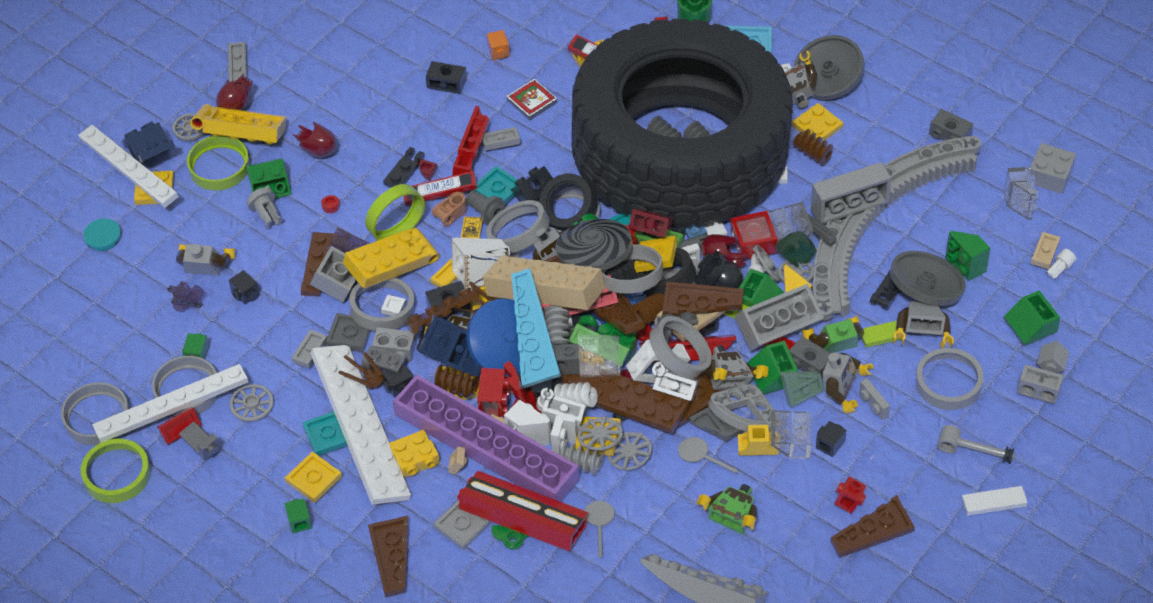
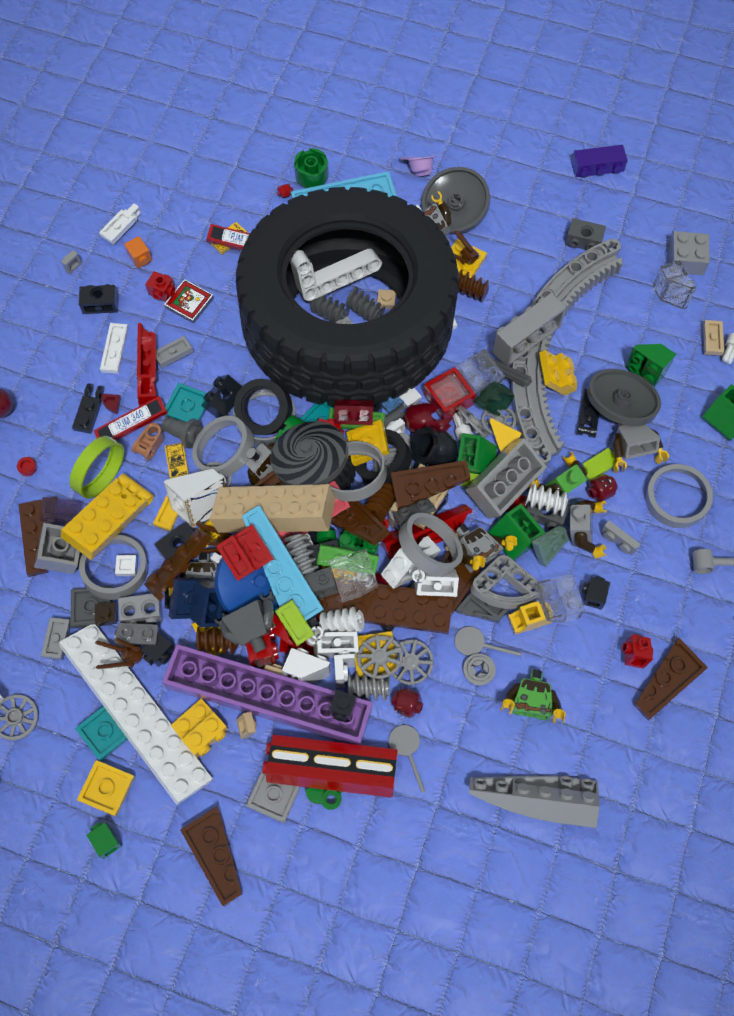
camera: 20 degrees left, 15 degrees up
(361, 338) = (105, 614): none -> dark brown plate
(431, 39) = (71, 262): none -> light grey plate
(446, 123) = (114, 348): none -> white tile
(488, 366) = (249, 623): none -> dark grey torso
(490, 16) = (120, 224): none -> white hinge
(504, 305) = (245, 552): none -> red slope
(508, 79) = (160, 286): none -> red brick
(529, 378) = (295, 622): none -> lime tile
(549, 456) = (343, 706): none -> black brick
(612, 480) = (407, 702): none -> dark red head
(675, 105) = (332, 277): none -> white beam
(692, 466) = (475, 661): none -> light grey gear
(807, 28) = (420, 165): none -> lavender piece
(809, 343) = (547, 499): none -> white piece
(821, 116) = (469, 255): none -> reddish brown plant
(869, 241) = (558, 372): none -> yellow plate
(874, 352) = (602, 487): none -> dark red head
(994, 64) = (599, 161): none -> dark purple brick

